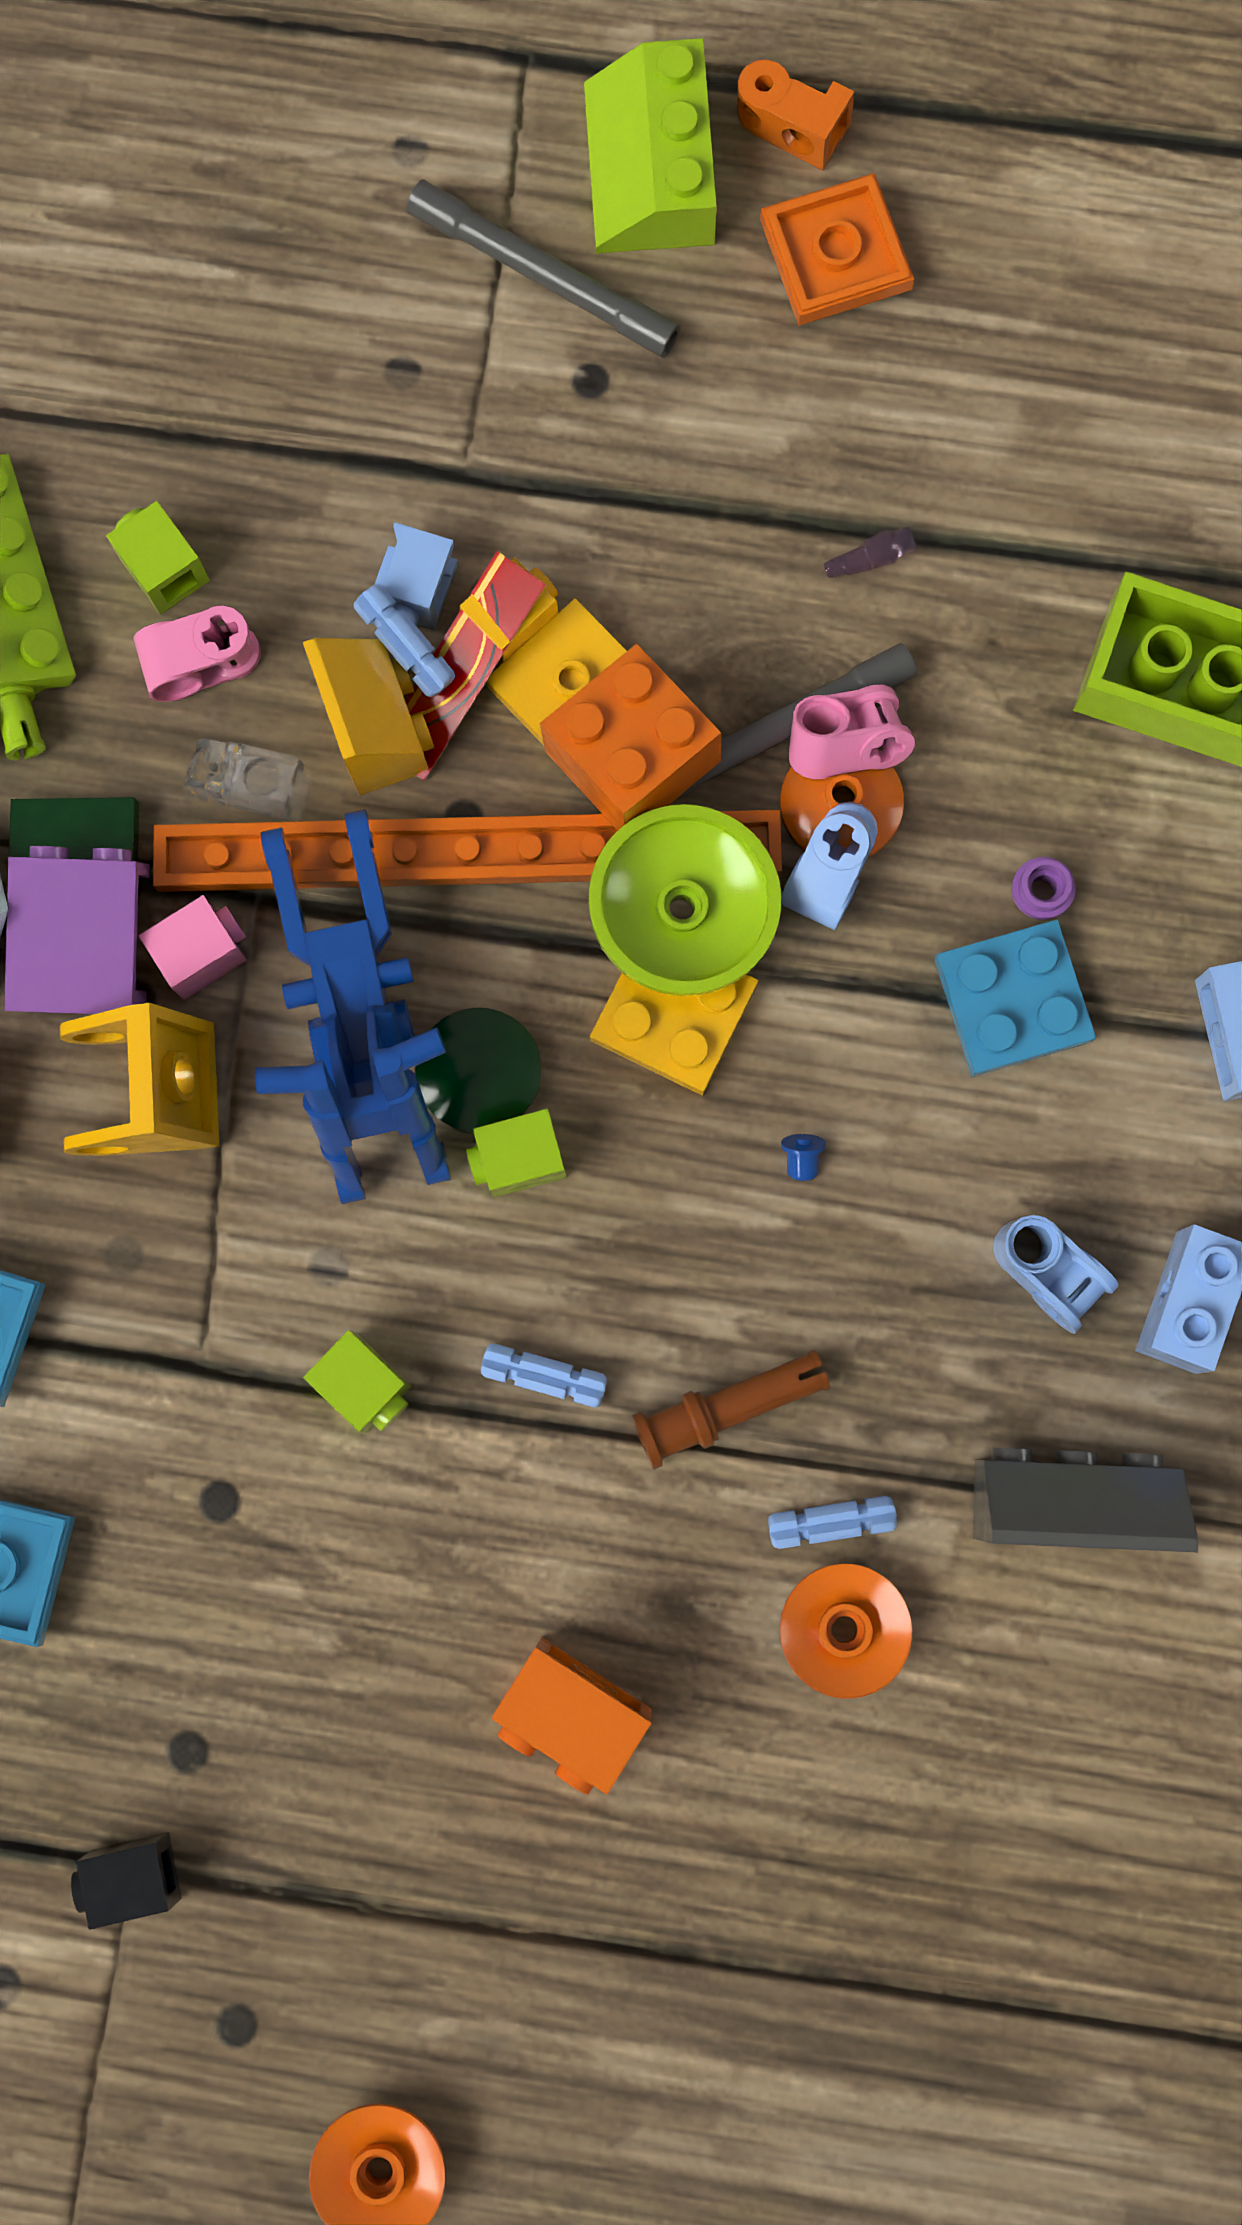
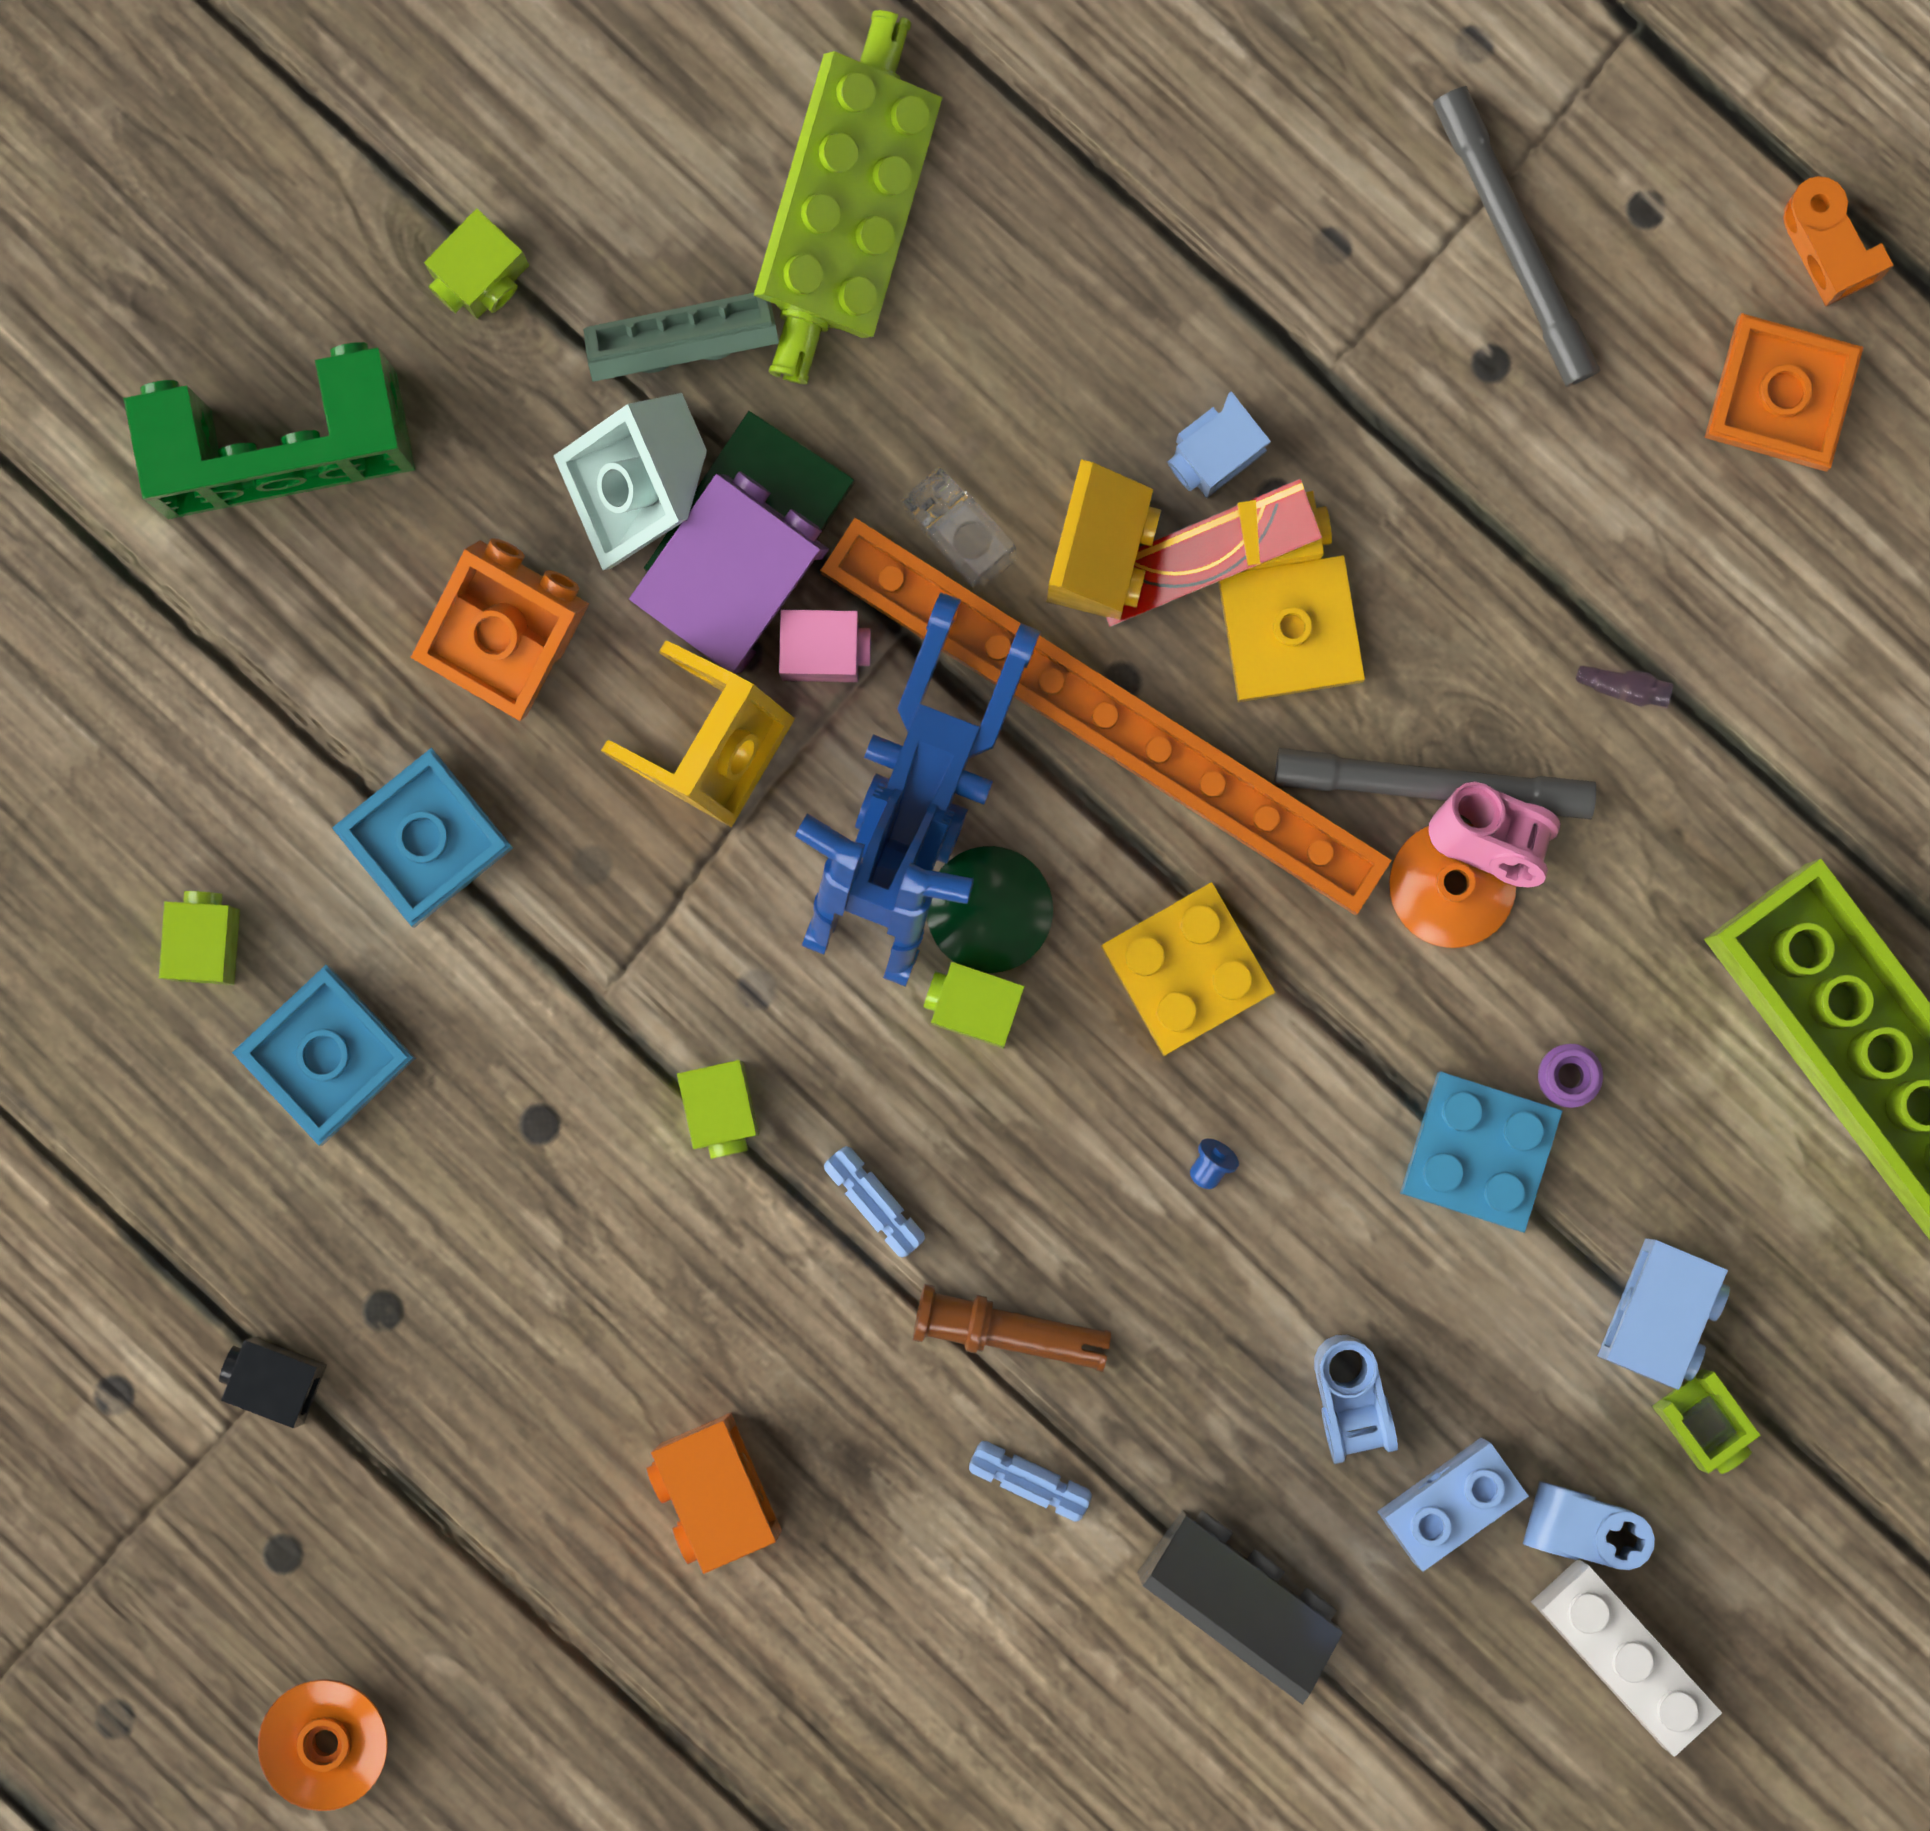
camera: 30 degrees right, 5 degrees up
(157, 556) = (1010, 278): lime brick -> none
(190, 653) = (976, 385): bright pink piece -> none
(404, 640) = (1170, 502): light blue axle -> none
(631, 739) = (1303, 722): orange brick -> none
(651, 149) = (1682, 193): lime slope -> none
(692, 858) = (1301, 879): lime dish -> none
(827, 871) = (1399, 940): light blue piece -> none
(873, 1653) = (985, 1609): orange dish -> none

